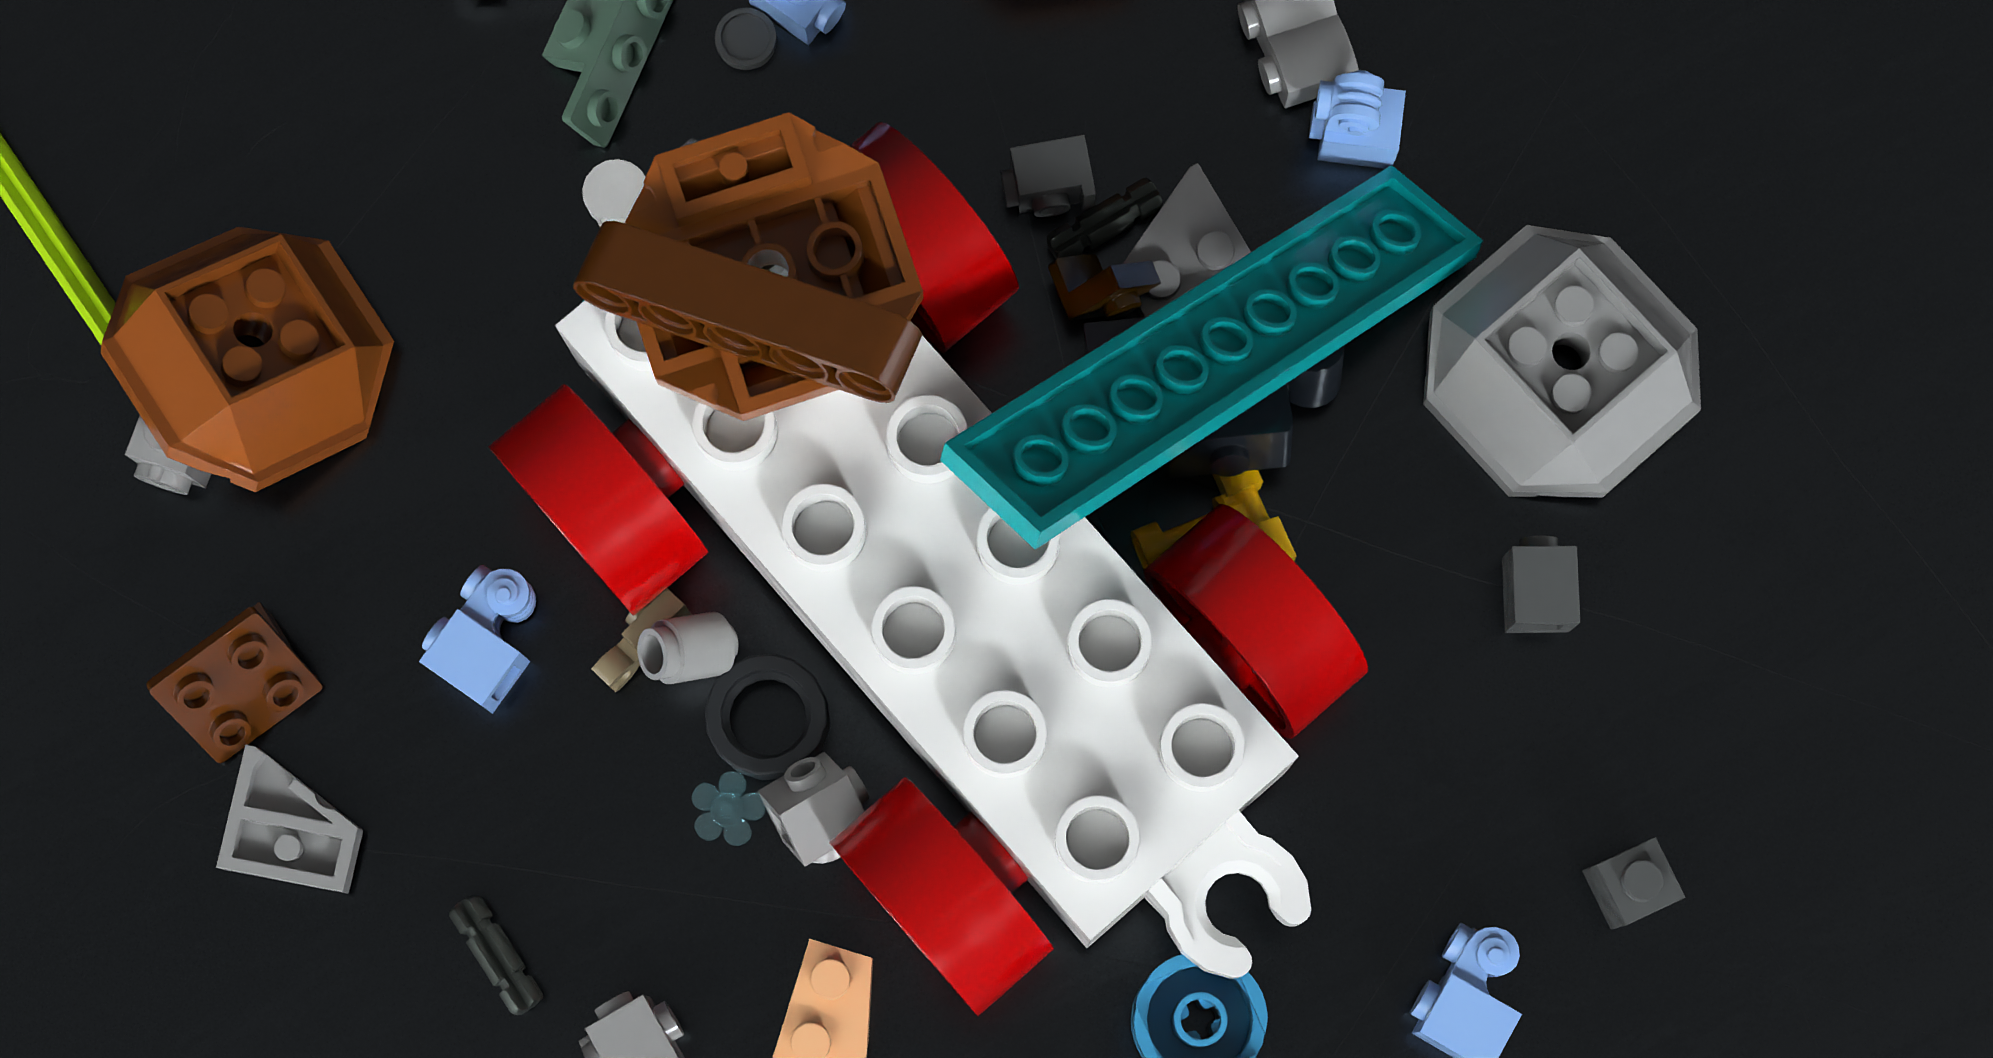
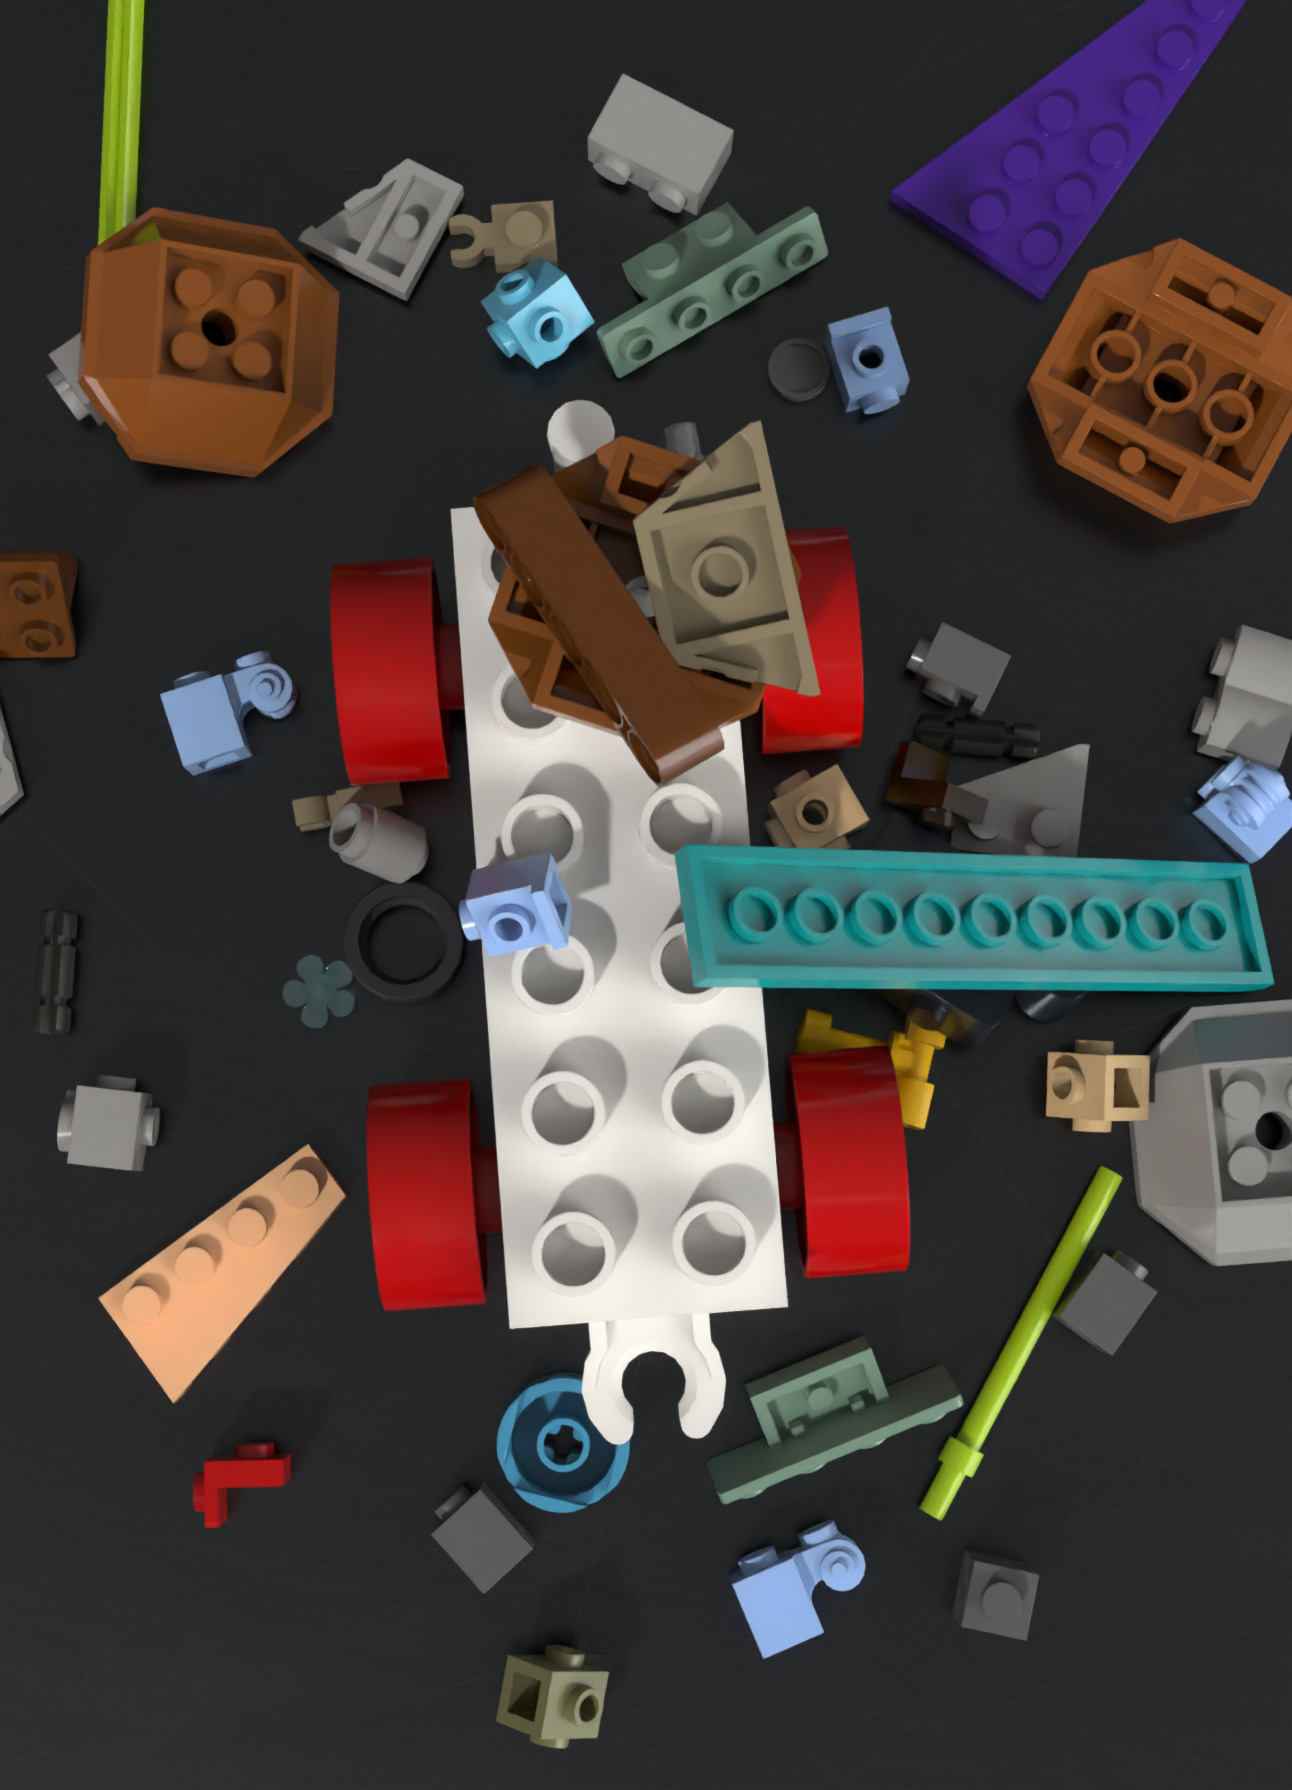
camera: 30 degrees right, 5 degrees up
(332, 160) = (389, 229): none -> light grey wing
(440, 94) = (514, 236): none -> dark tan plate
(502, 140) = (536, 312): none -> medium azure brick
(814, 806) = (388, 1042): light grey brick -> none
(817, 197) = (726, 571): none -> dark tan wing
(844, 593) = (517, 905): none -> light blue brick
(1020, 352) = (825, 795): none -> tan brick
(1388, 841) = (825, 1412): none -> sand green bracket
(1406, 421) = (1083, 1086): none -> tan brick
(1521, 794) = (962, 1454): none -> lime bar

